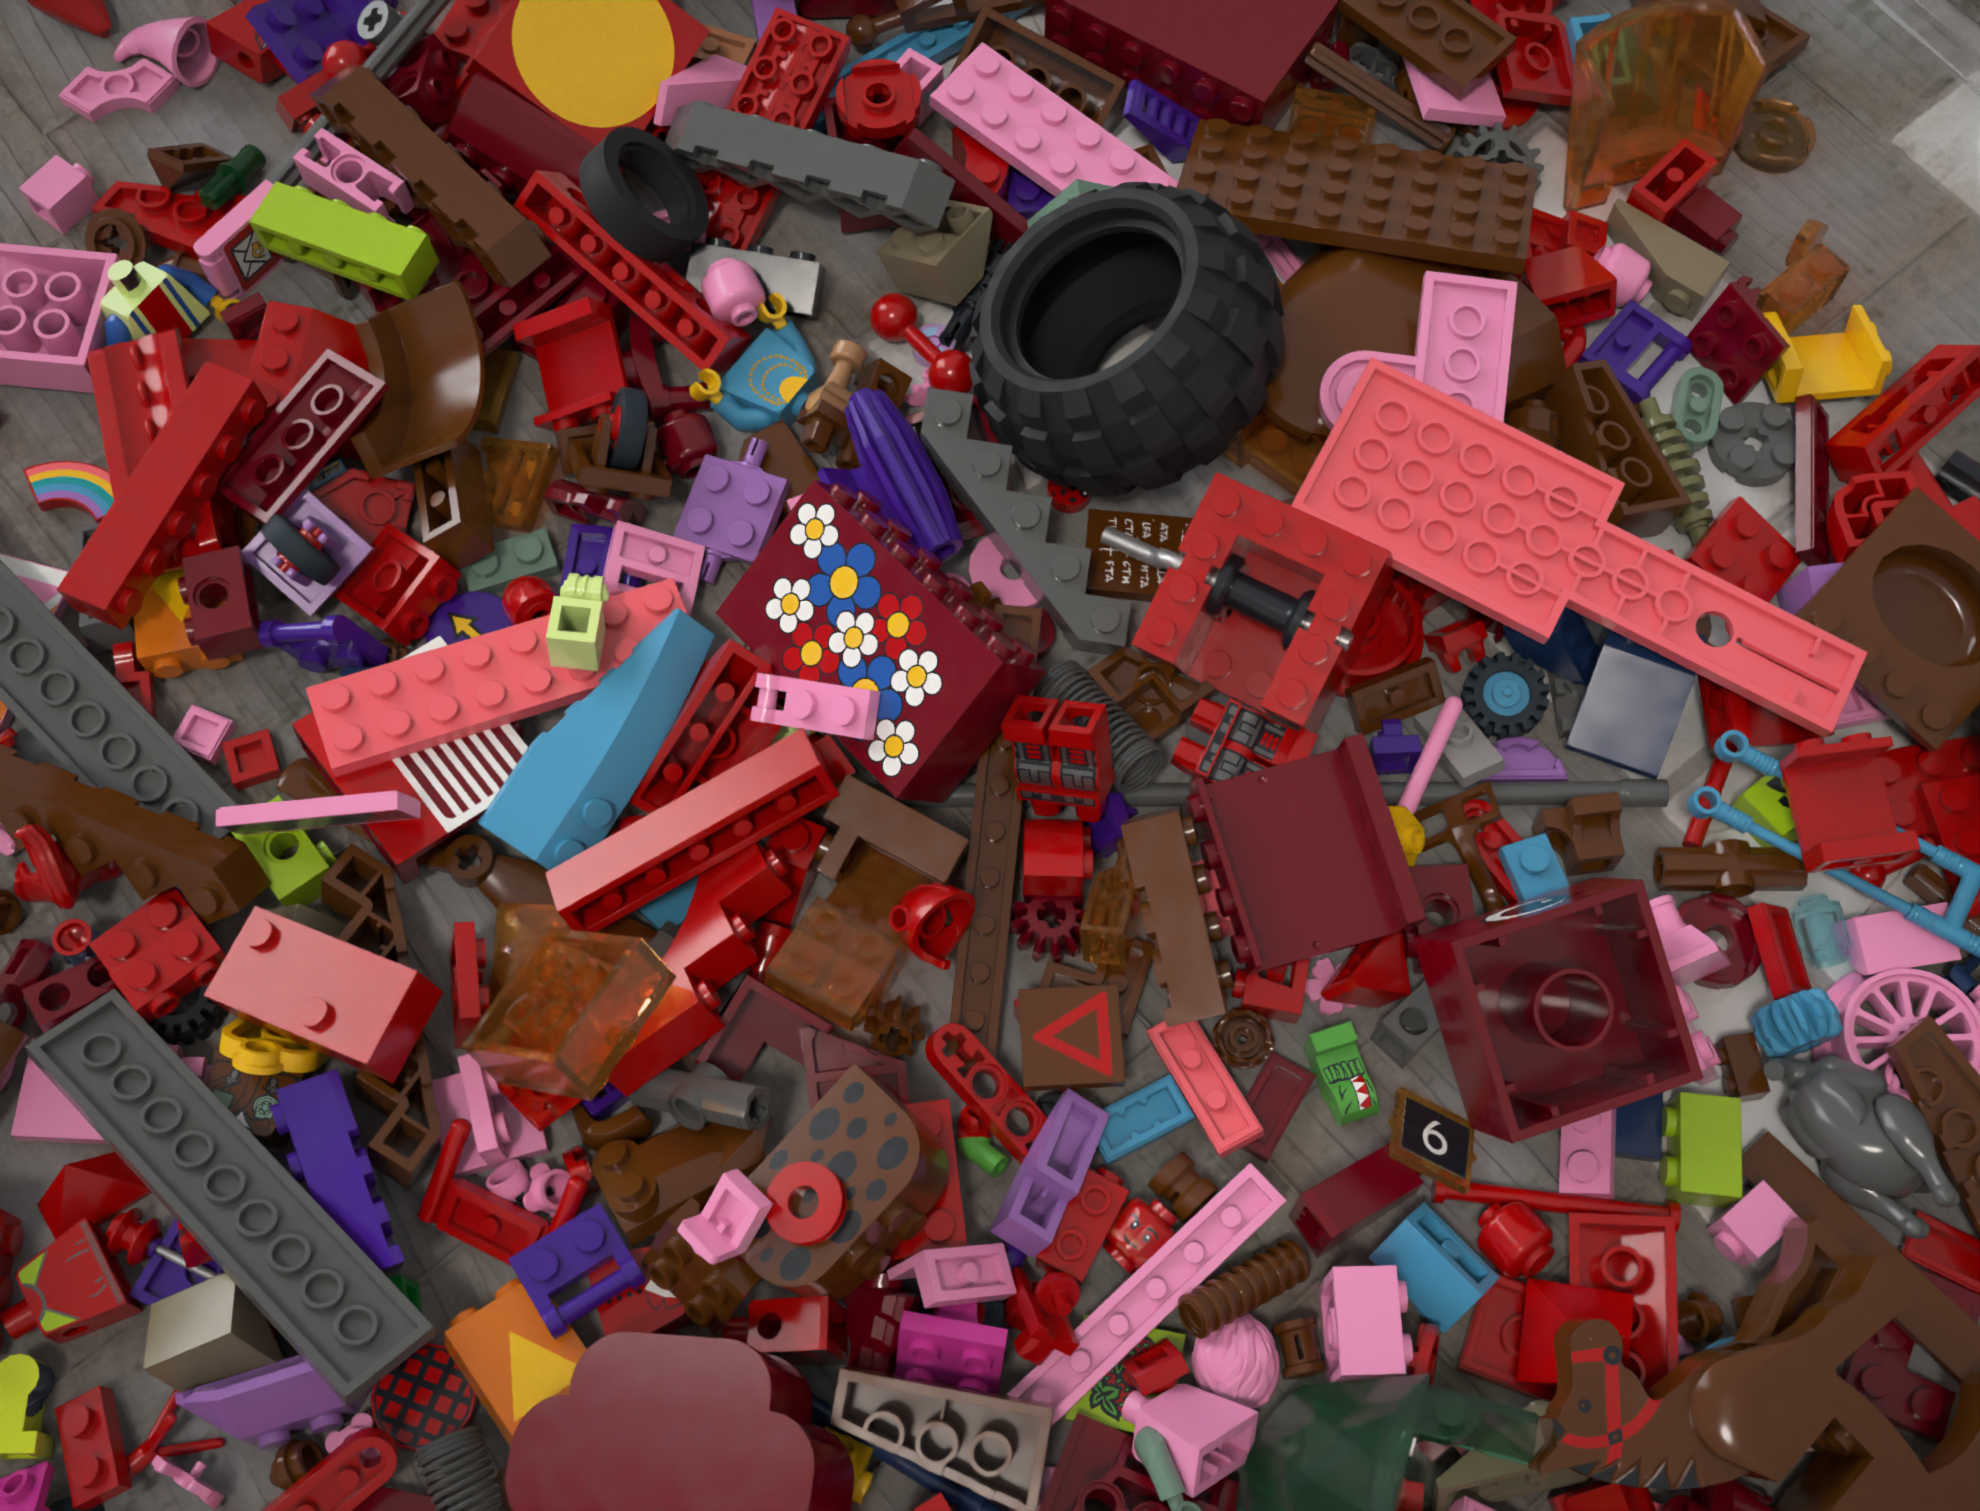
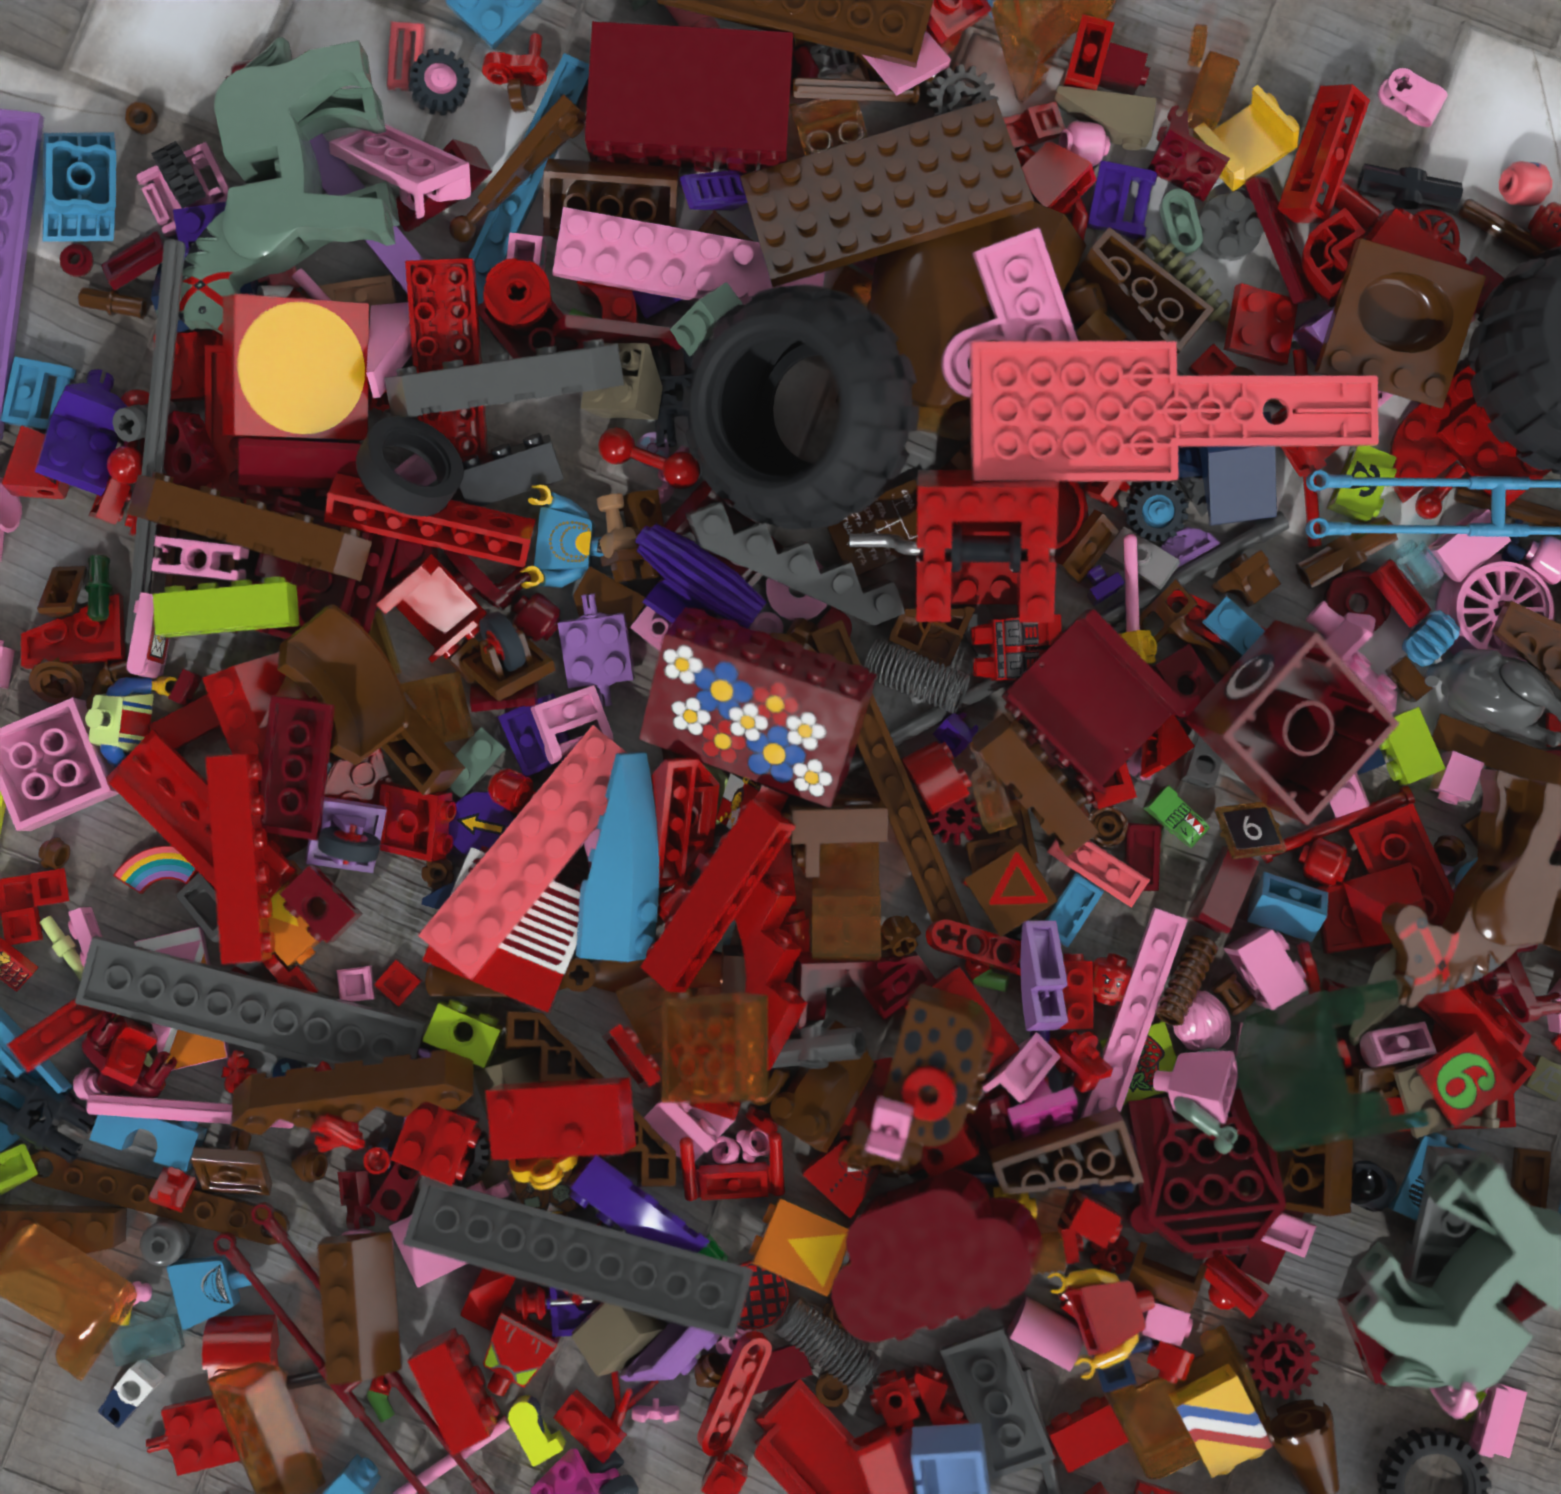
camera: 25 degrees left, 20 degrees up
(318, 812) = (481, 1010): bright pink tile -> none
(324, 643) = (396, 895): dark purple plate -> none
(567, 1258) = (795, 1180): dark purple plate -> none
(578, 623) = (564, 802): yellowish green brick -> none
(732, 291) = (507, 499): bright pink head -> none
(817, 706) = (745, 774): bright pink plate -> none
(922, 920) = (887, 866): red helmet -> none
(1060, 760) = (912, 722): red hips -> none
(1155, 1368) = (1160, 1053): red plate -> none
(1183, 1187) = (1120, 937): reddish brown wheel -> none
(1843, 804) = (1405, 489): red panel -> none

